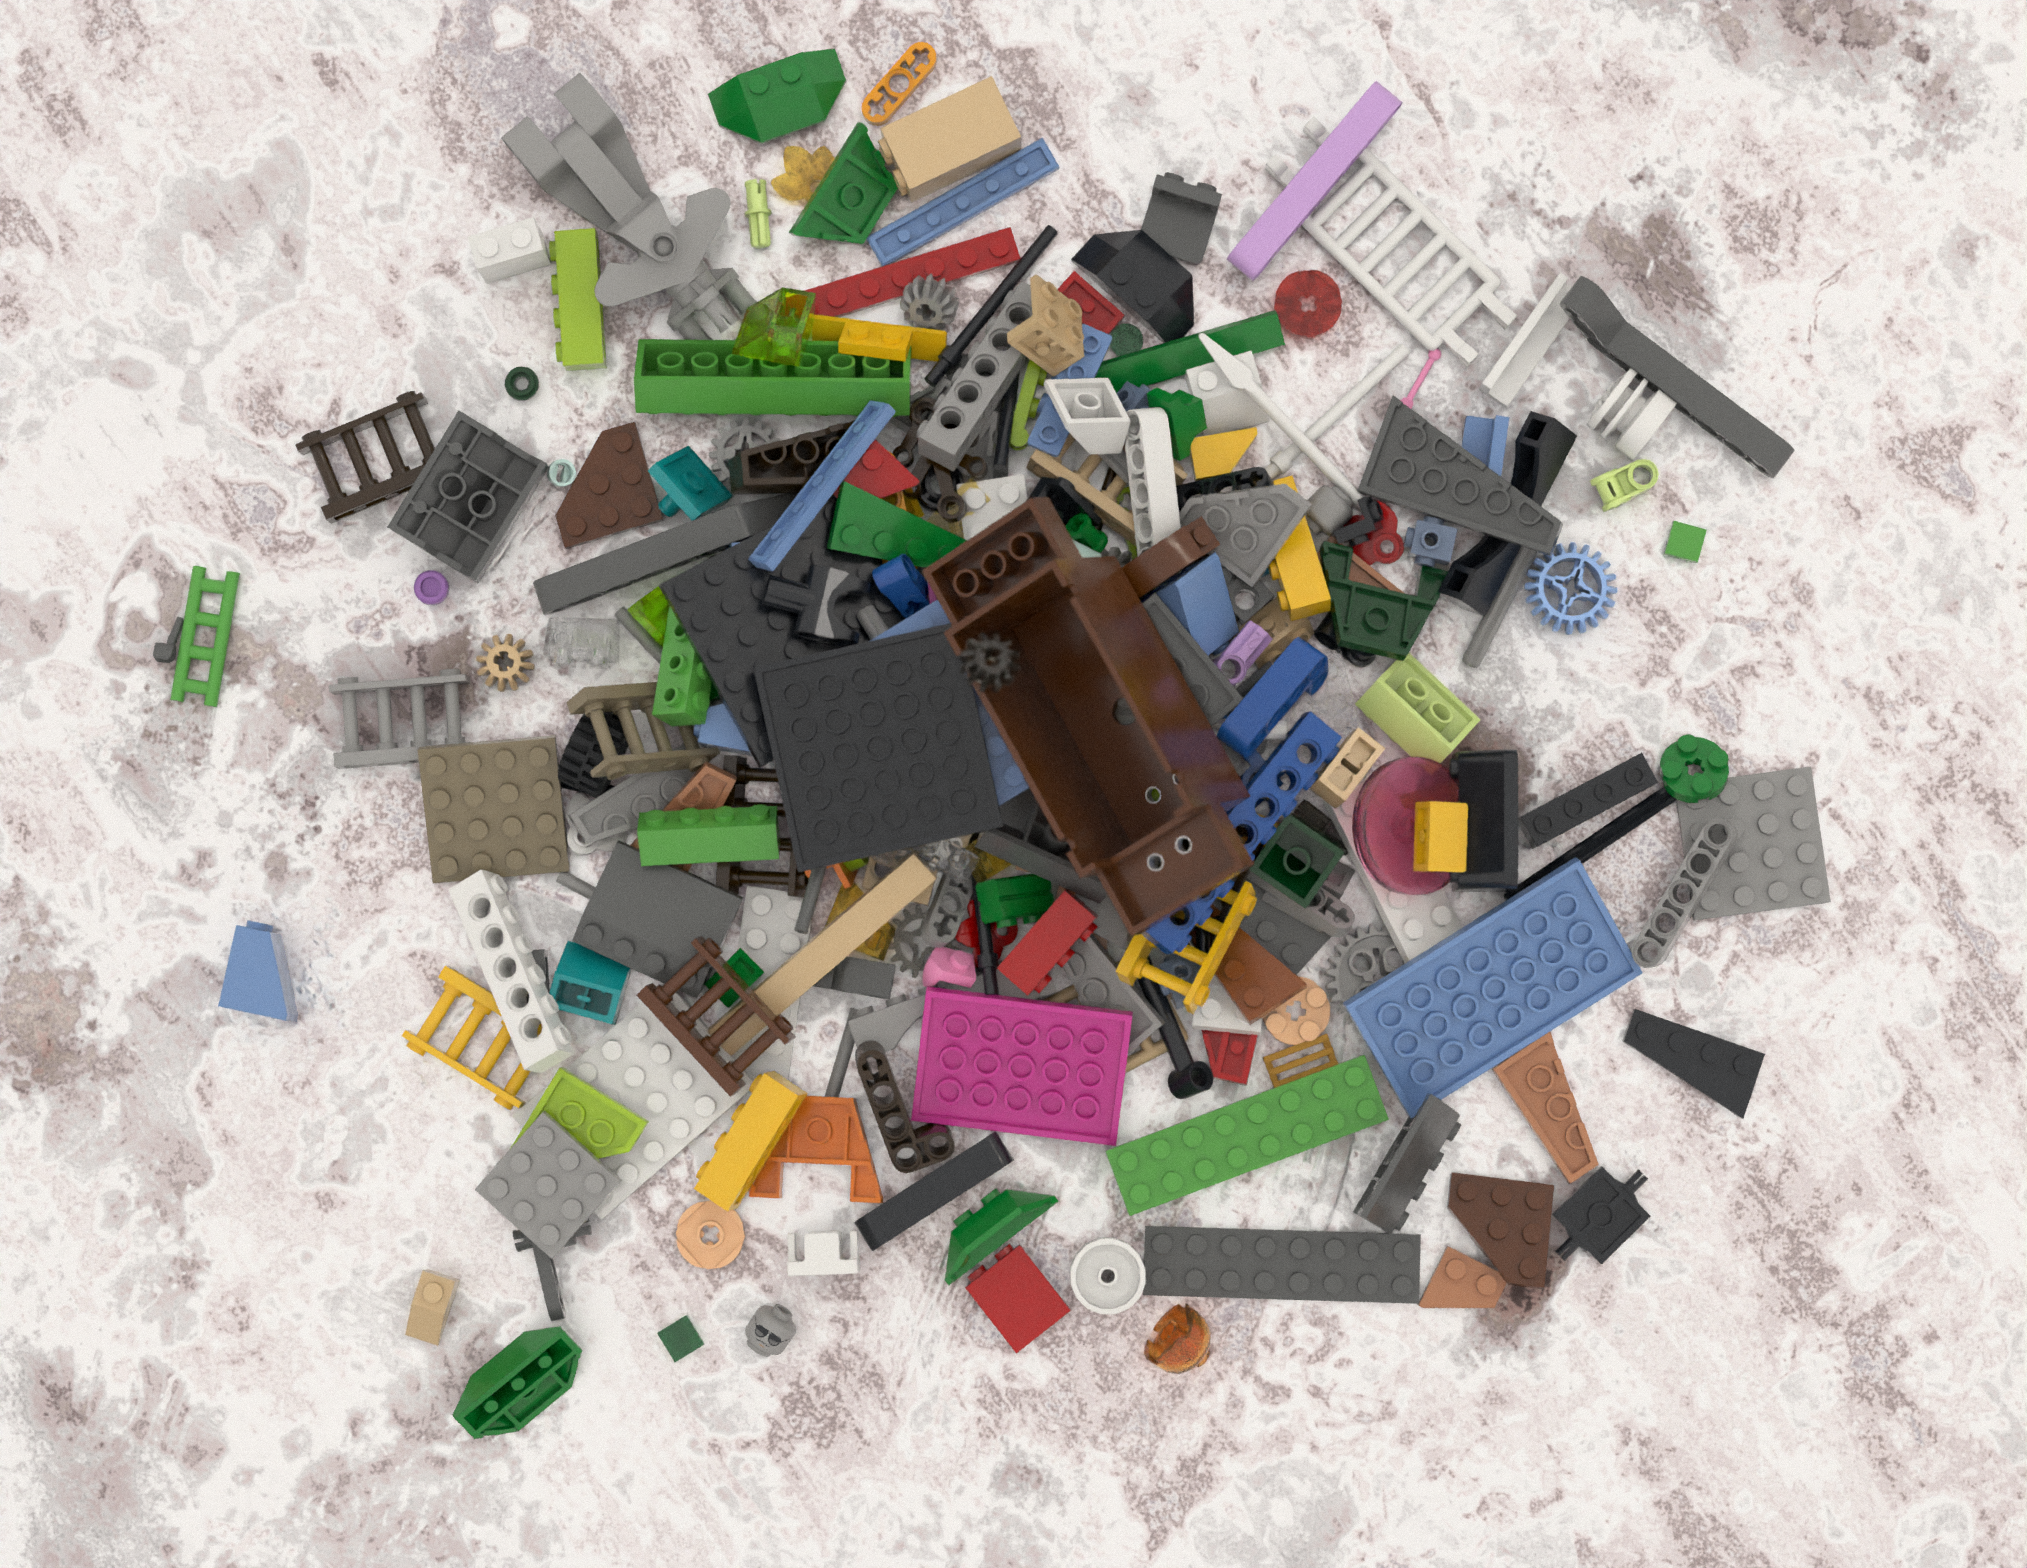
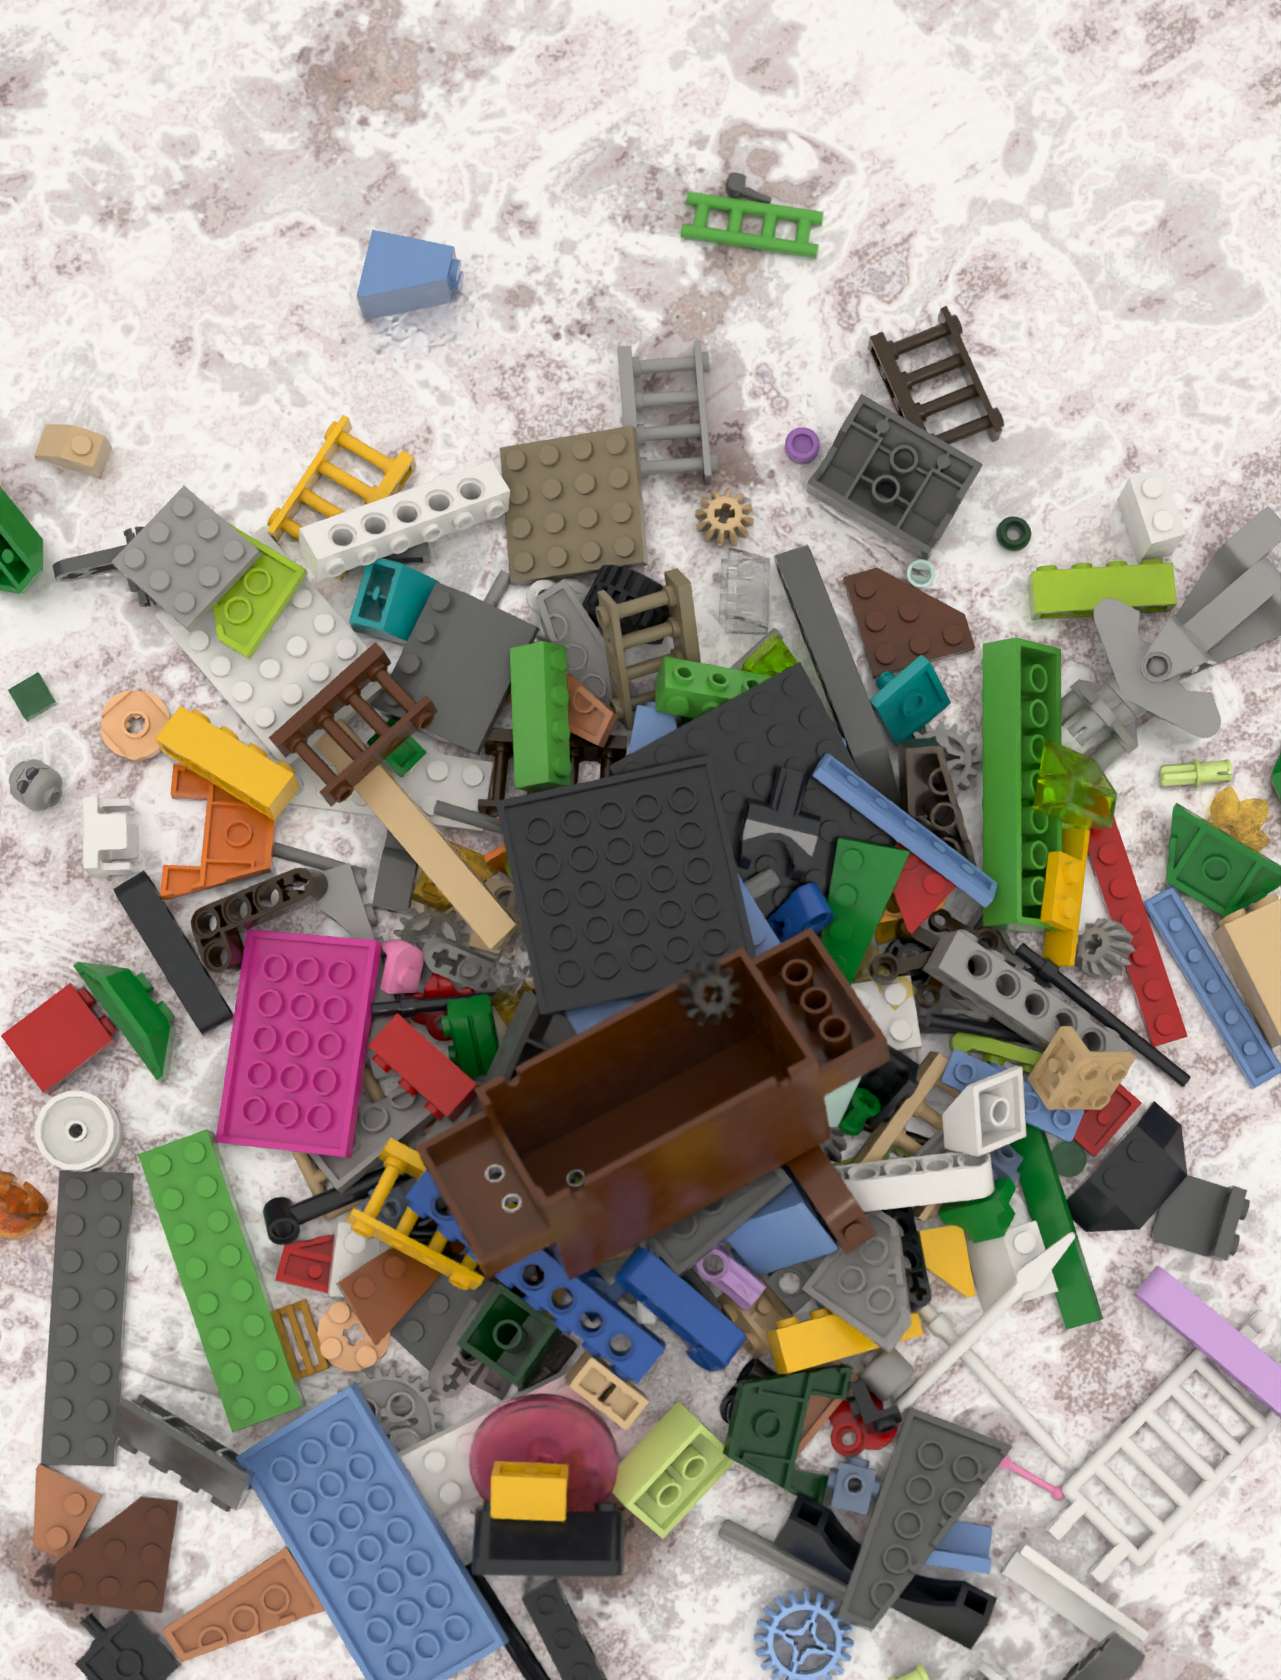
camera: 90 degrees right, 5 degrees down
(1307, 284) = (1089, 1355): clear red plate -> none

